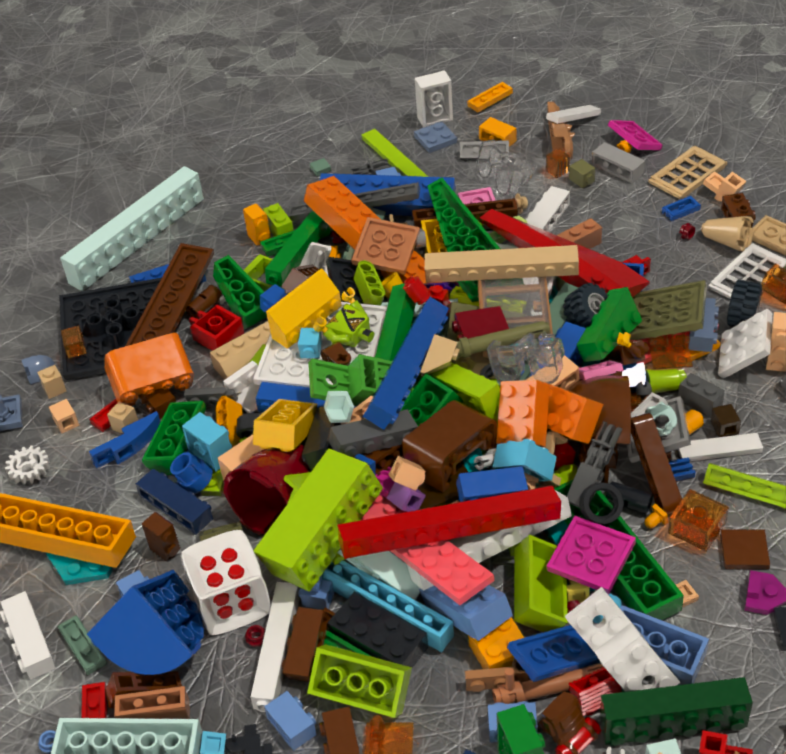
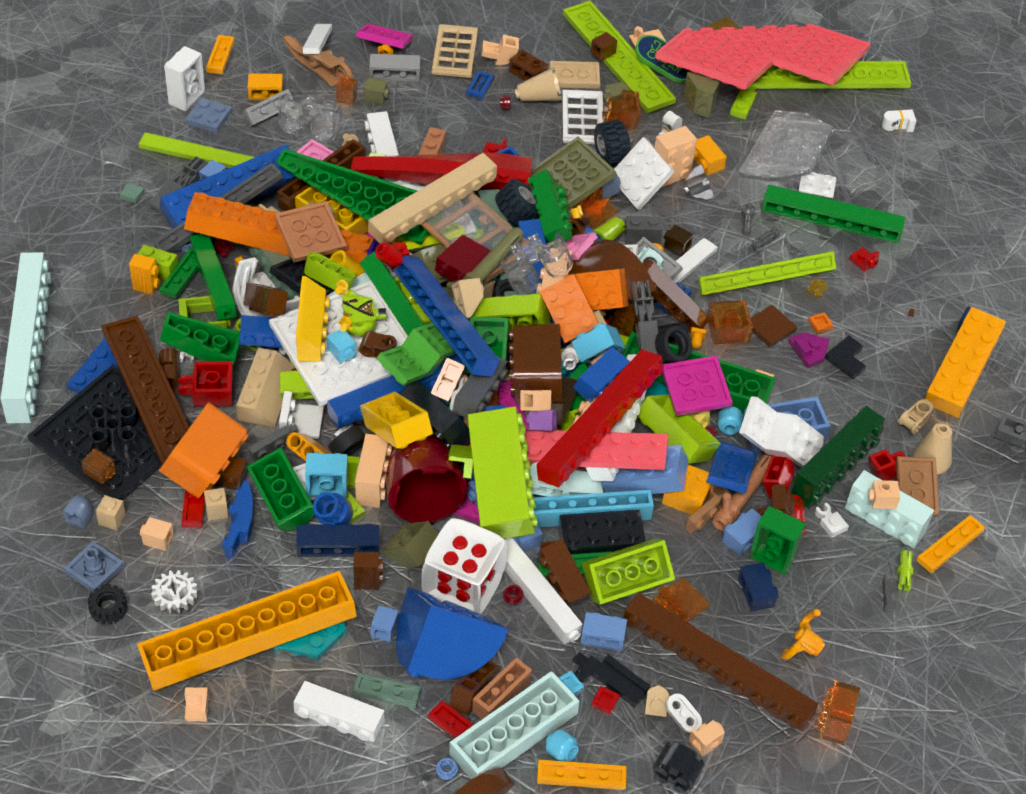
camera: 50 degrees left, 5 degrees up
(338, 406) = (430, 380): light aqua panel -> none

